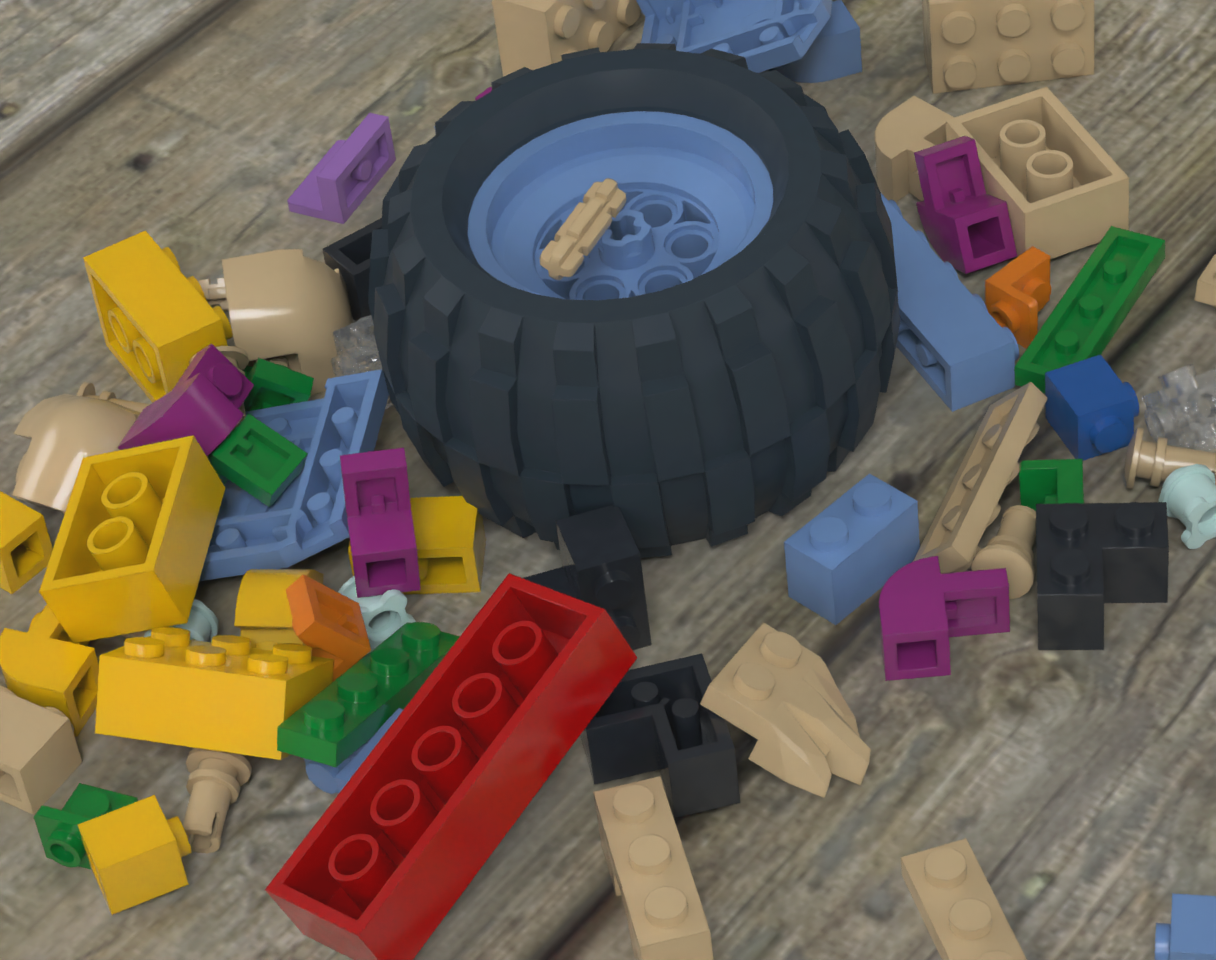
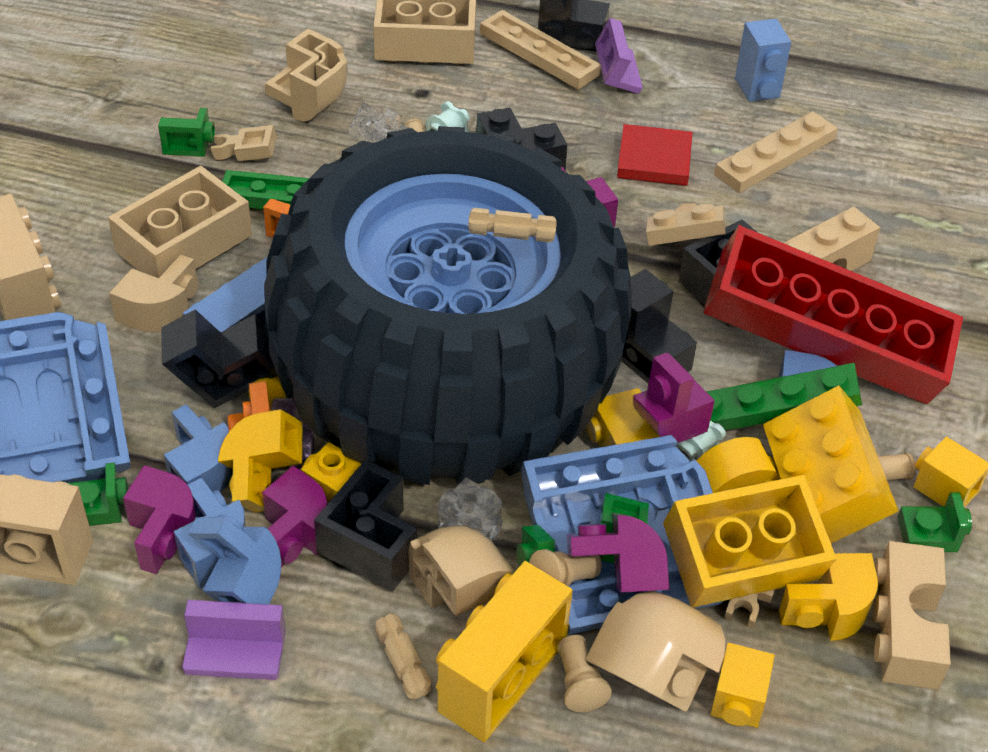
camera: 120 degrees left, 5 degrees up
(328, 623) = (753, 419): orange bracket -> none
(413, 124) = (247, 560): none -> medium blue brick
(956, 212) = (225, 254): magenta brick -> none
(1039, 774) = (655, 154): none -> red tile

